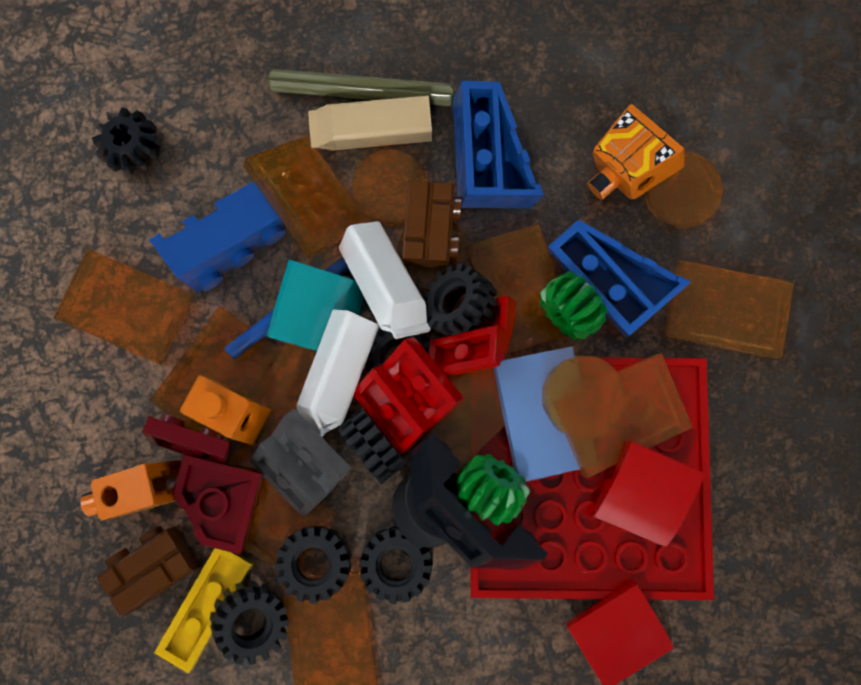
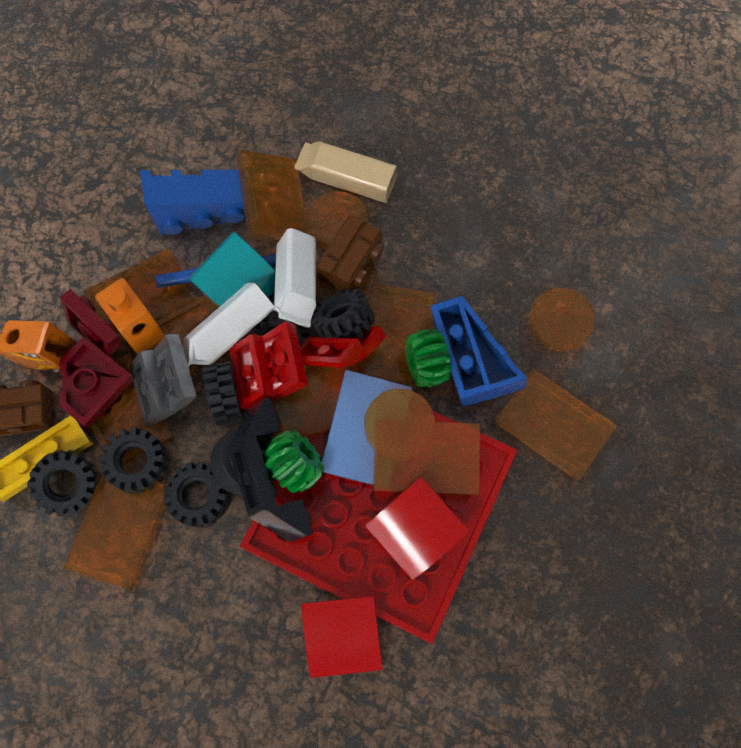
camera: 25 degrees right, 10 degrees down
(116, 131) = (166, 109): black gear -> none
(124, 306) = (103, 219): clear orange tile -> none
(357, 86) = (349, 141): olive axle -> none
(488, 153) = (421, 228): blue wedge -> none
(634, 156) = (531, 275): torso -> none

